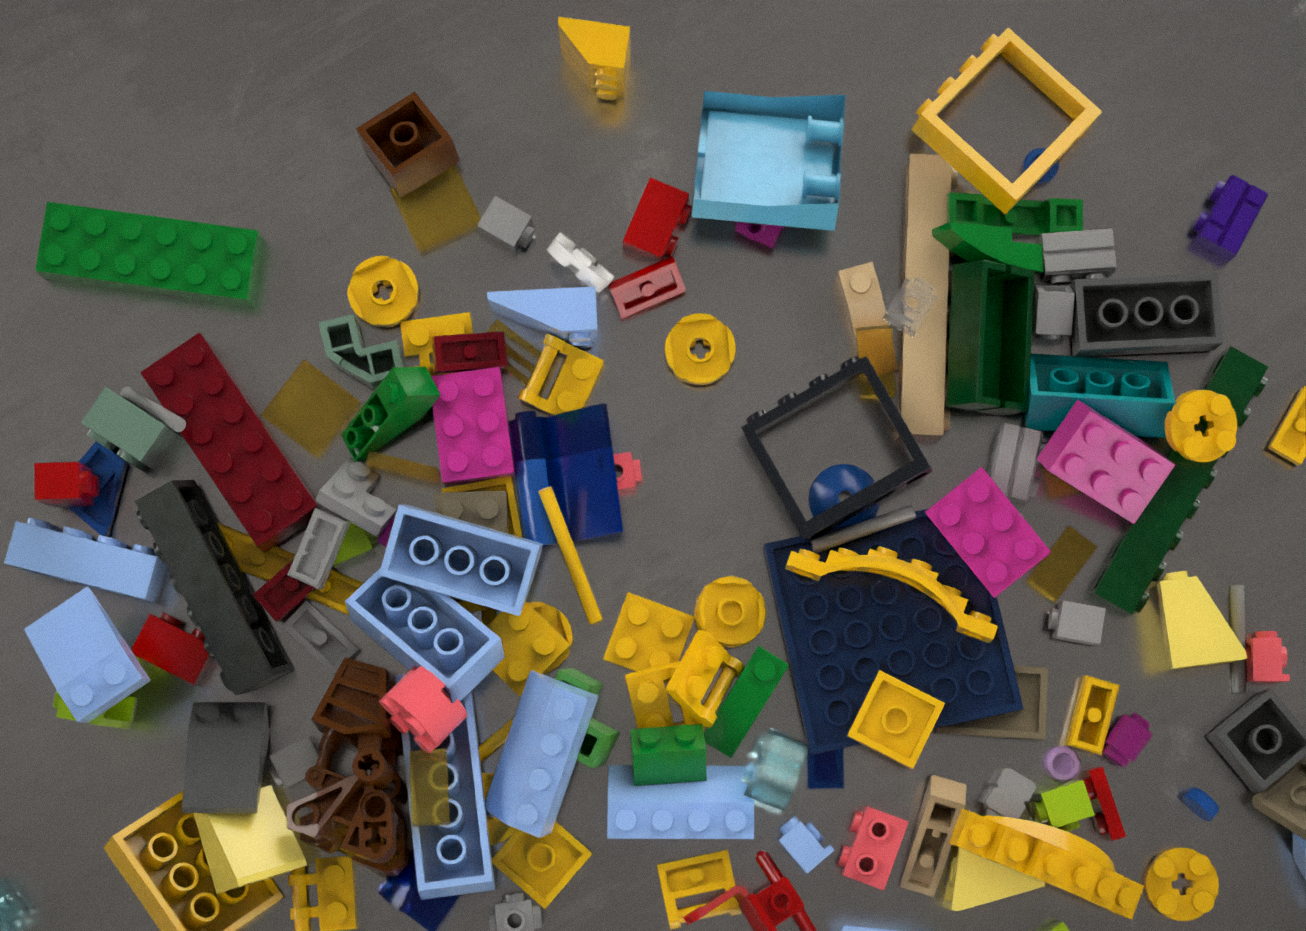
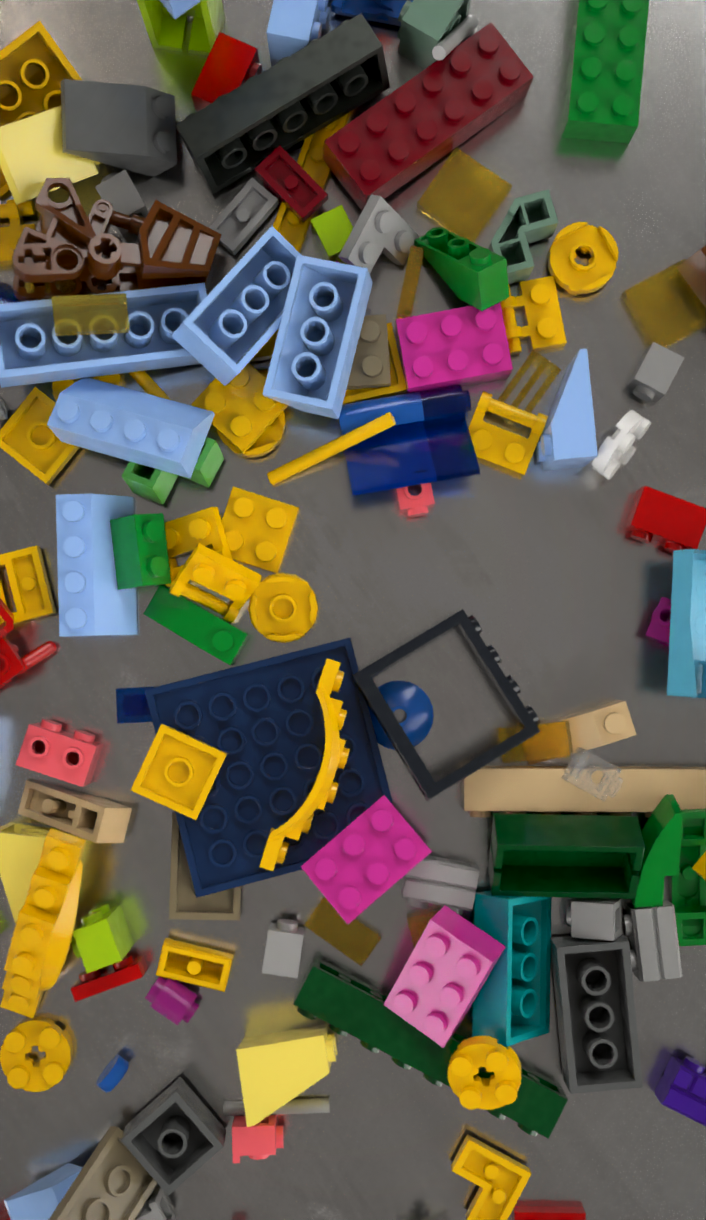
camera: 90 degrees right, 5 degrees up
(318, 548) = (325, 202): light grey plate -> none
(423, 708) = (164, 301): coral brick -> none
(469, 352) = (526, 340): dark red plate -> none
(646, 287) = (599, 513): plate -> none
(713, 334) = (551, 552): yellow plate -> none
(775, 769) = (129, 656): clear light blue brick -> none
(803, 844) = (60, 686): light blue brick -> none
(863, 529) = (368, 734): light grey bar -> none
(1006, 794) = (109, 882): light grey brick -> none
(1062, 764) = (148, 935): lavender tile -> none

